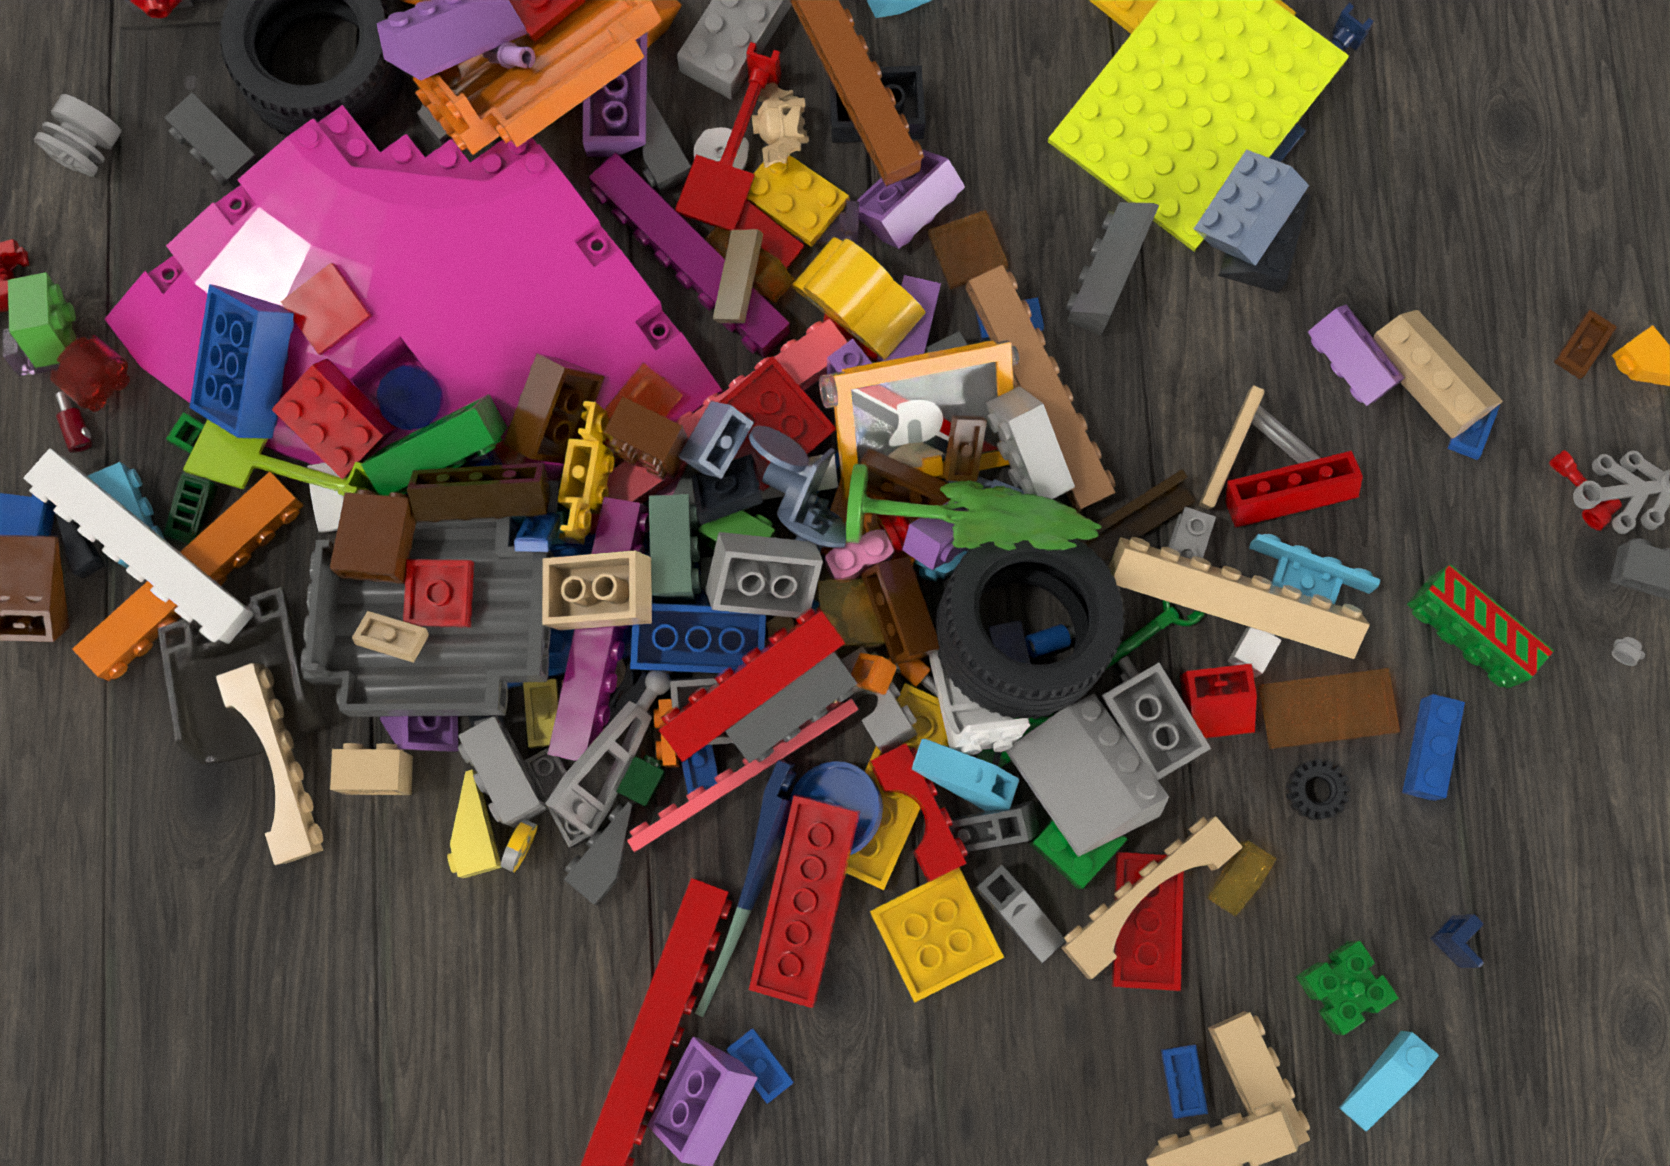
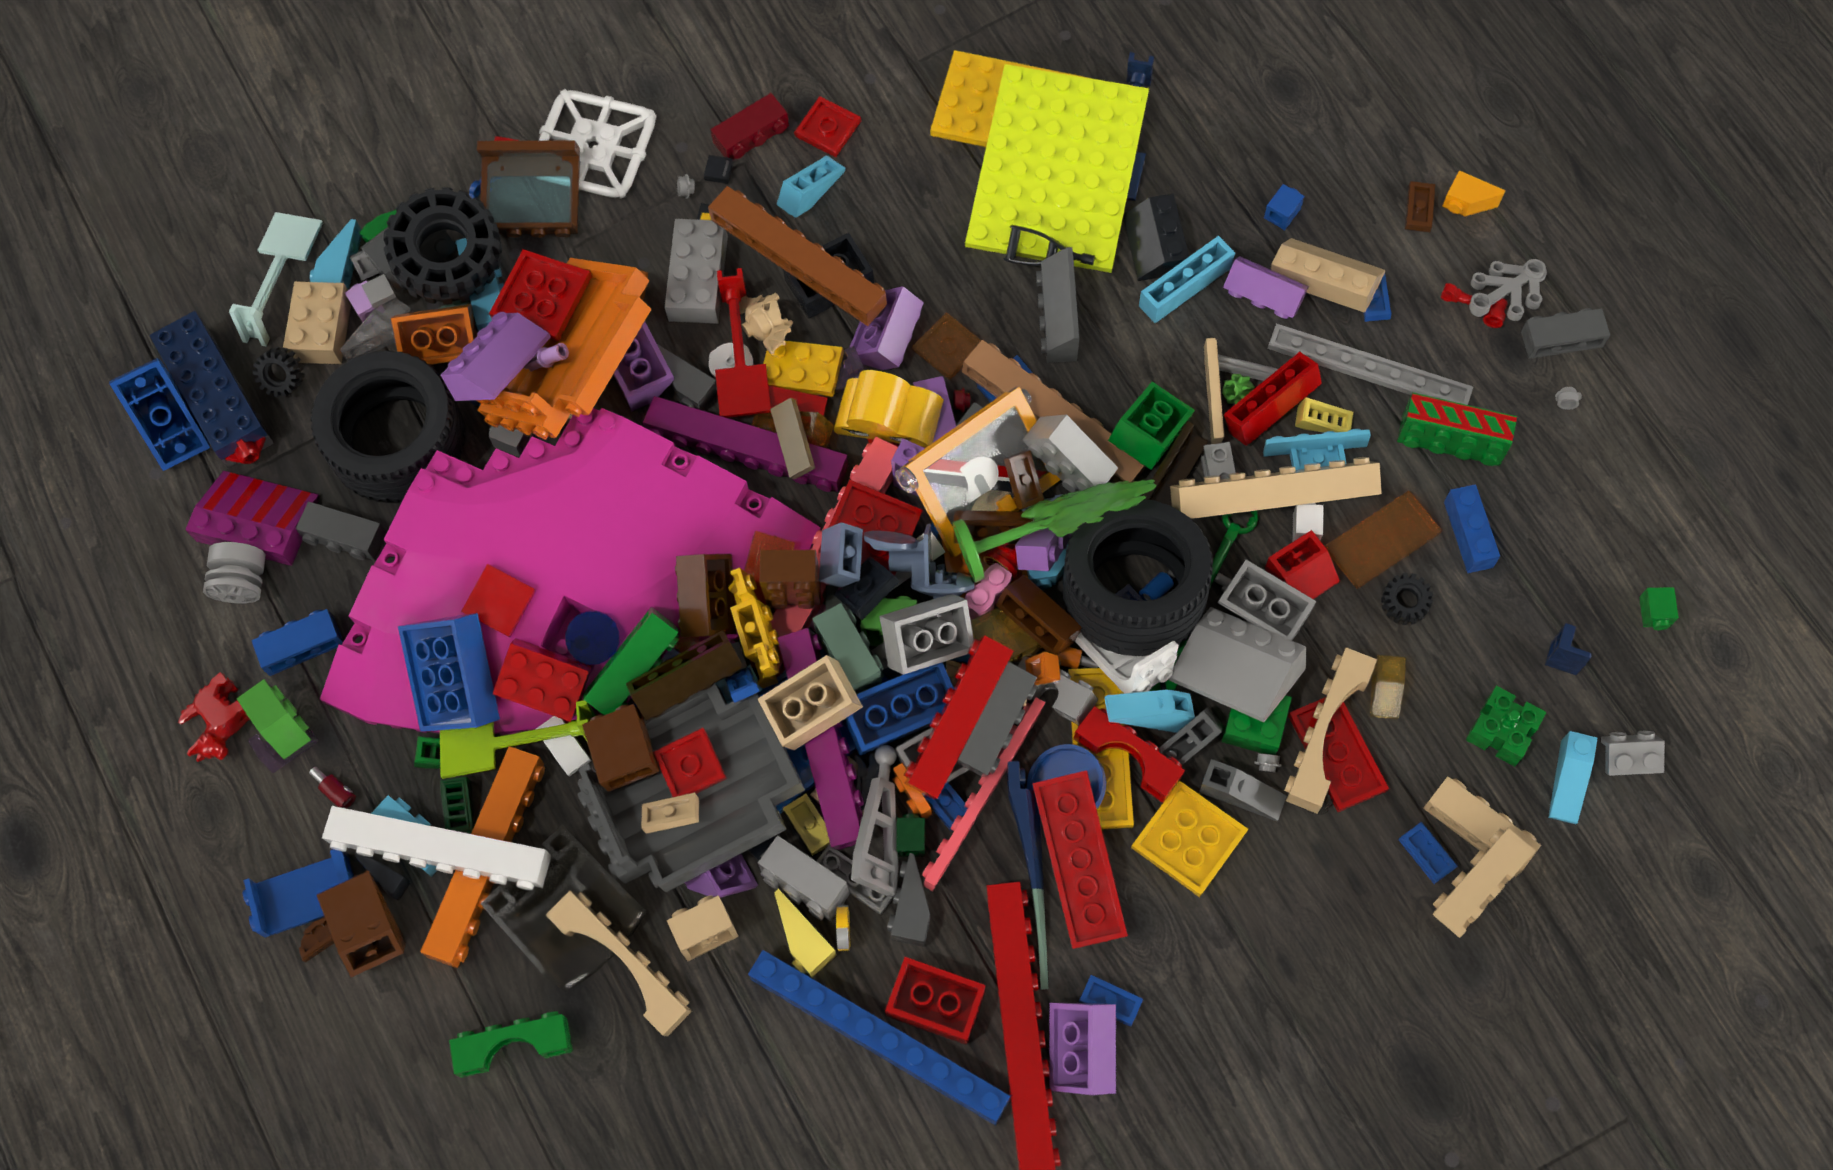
camera: 20 degrees left, 10 degrees down
(90, 372) = (331, 740): clear red brick -> none
(110, 243) = (297, 642): none -> blue brick
(129, 78) = (251, 514): none -> magenta slope
(157, 802) = (474, 1052): none -> green arch
(497, 981) = (879, 1037): none -> blue brick
(574, 973) = (935, 1000): none -> red brick
(949, 319) = (961, 400): none -> dark red plate
(1065, 894) = (1267, 762): none -> light grey plate
(1138, 455) = (1151, 425): none -> green brick
(1140, 193) = (1052, 247): none -> black piece
(1251, 207) = (1137, 220): sand blue brick -> none
(1260, 457) = (1237, 388): none -> bright green gear
(1271, 302) = (1186, 279): none -> medium azure brick
(1322, 537) = (1312, 423): none -> light yellow slope
(1425, 506) = (1367, 366): none -> light grey tile
(1429, 269) = (1284, 206): none -> blue brick
(1471, 1088) = (1633, 753): none -> light grey bracket
(1592, 941) = (1658, 607): none -> green brick

